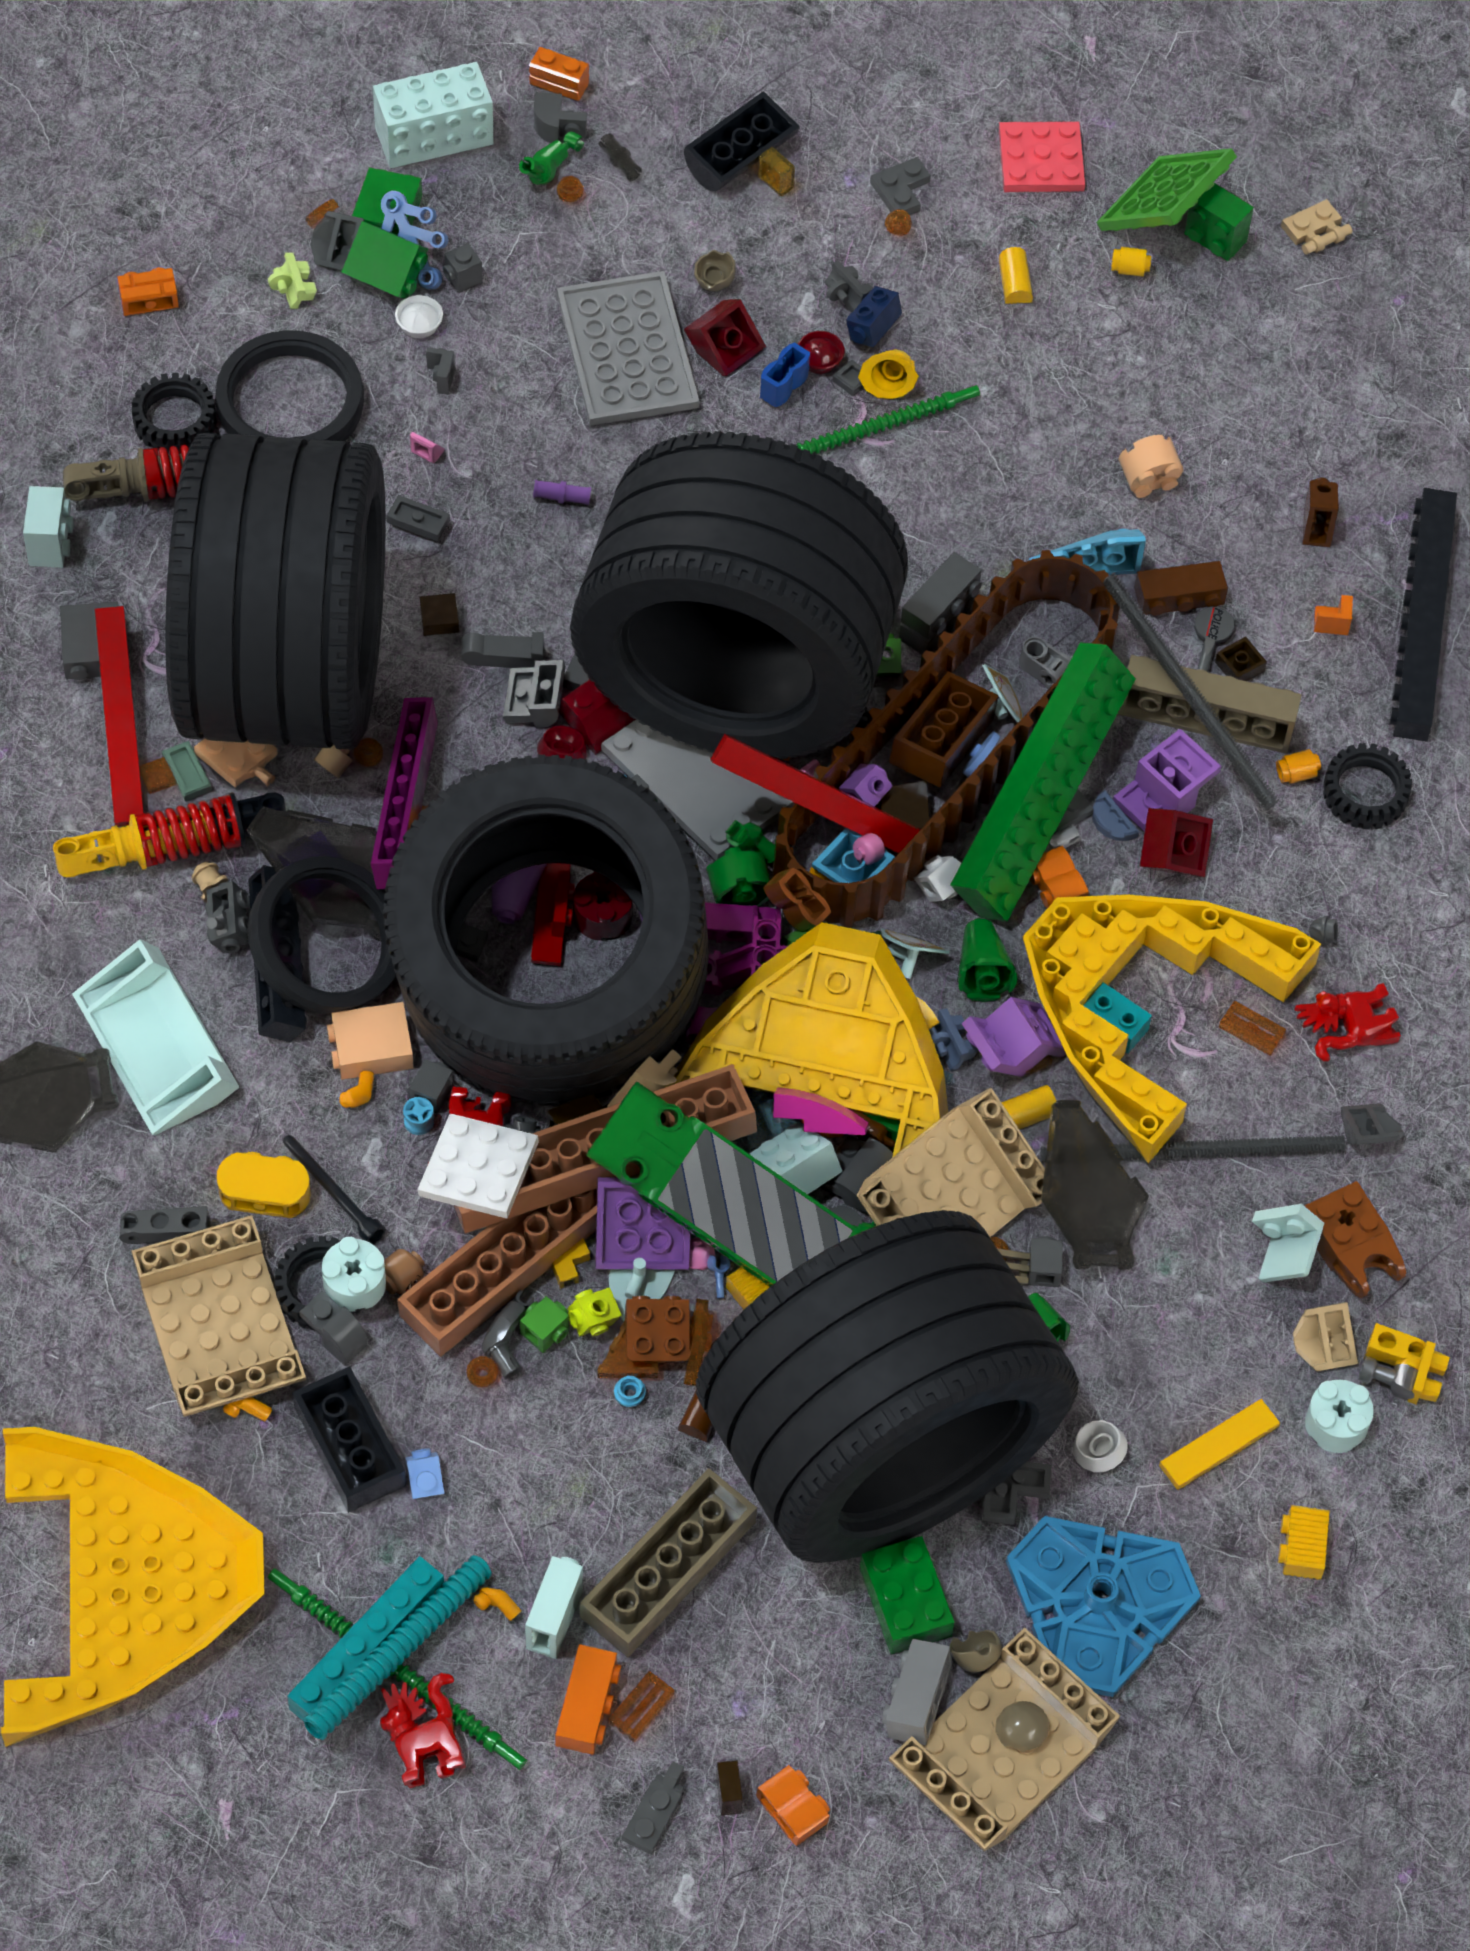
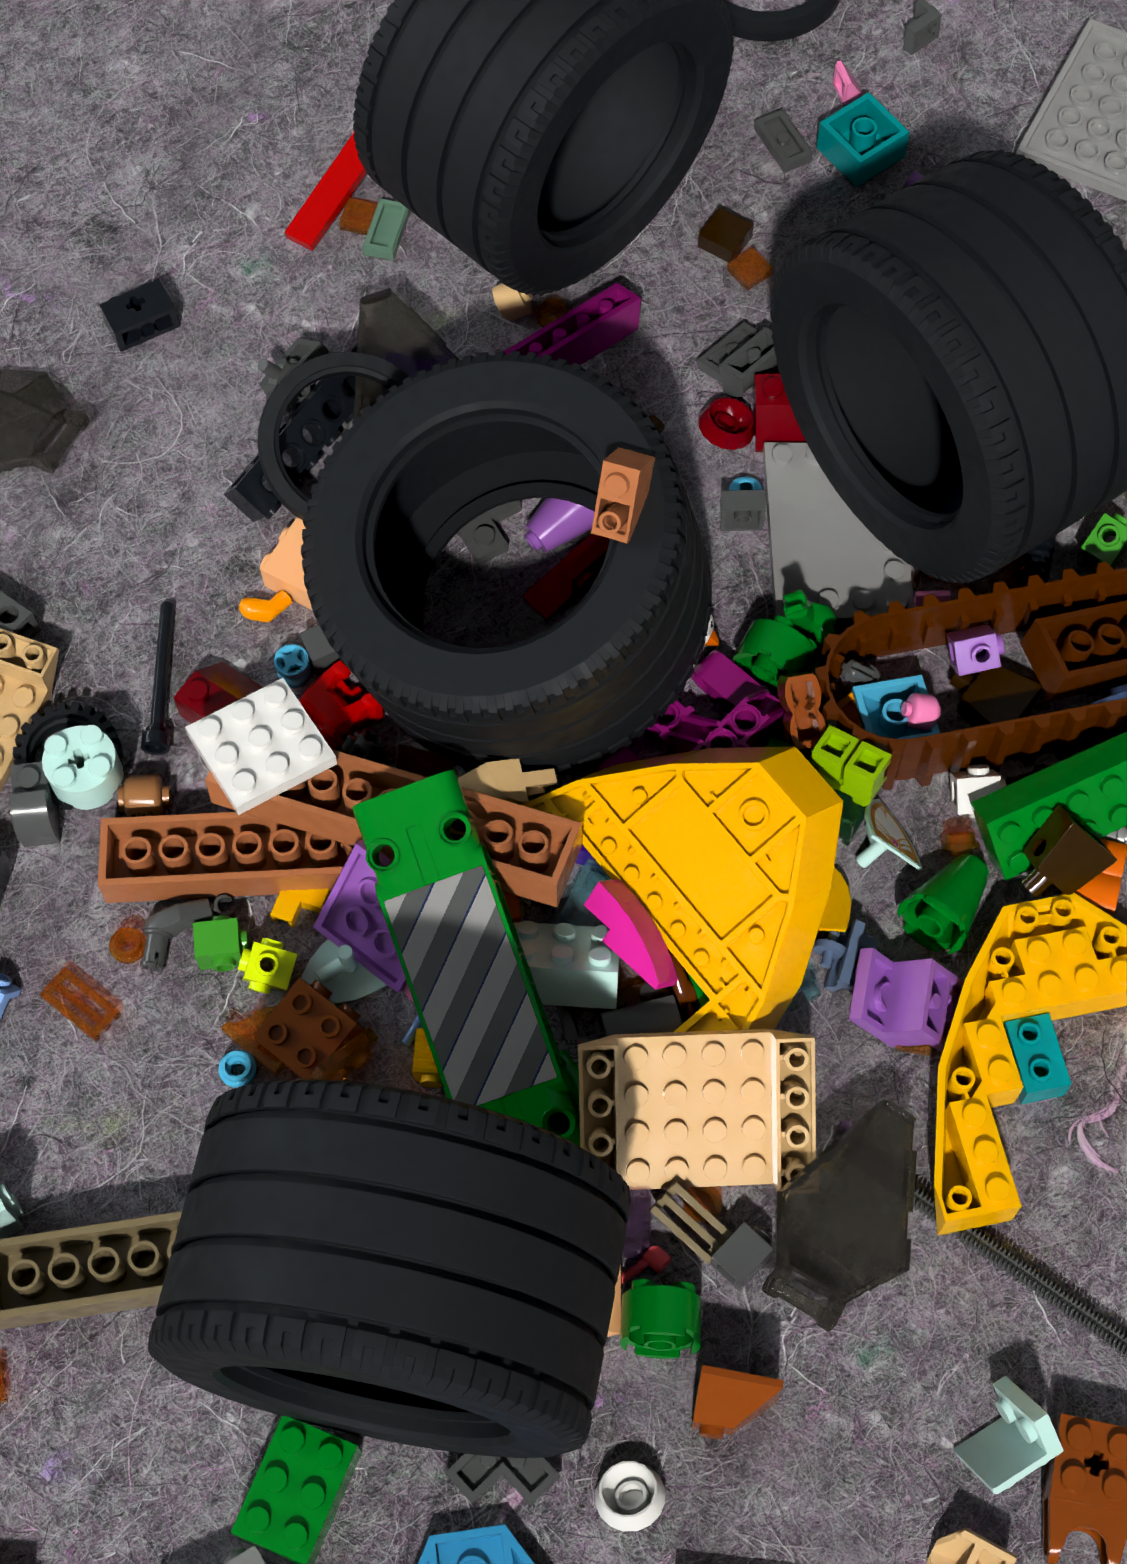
camera: 45 degrees right, 5 degrees up
(66, 954) = (139, 315): none -> black brick
(152, 837) = (305, 265): piece -> none
(155, 1038) = (141, 437): light aqua slope -> none
(207, 877) = (313, 327): tan brick -> none
(237, 760) = (434, 251): light nougat plate -> none
(263, 1184) = (105, 630): yellow brick -> none
(394, 1174) = (212, 690): none -> dark red slope
(476, 623) = (750, 269): none -> clear orange tile
(478, 481) = (862, 139): none -> teal brick
(502, 650) = (742, 297): dark grey leg -> none
(506, 1436) = (102, 1023): none -> clear orange tile
(625, 820) = (622, 493): none -> nougat slope
(809, 852) = (861, 674): none -> dark grey axle
(812, 793) = (896, 613): red tile -> none
(873, 911) = (850, 767): none -> lime hips
(958, 918) = (960, 842): none -> clear orange plate
(1030, 1106) = (859, 1081): yellow brick -> none
(1035, 876) = (1064, 855): none -> dark brown torso
(1110, 1343) = (731, 1400): none -> dark orange slope

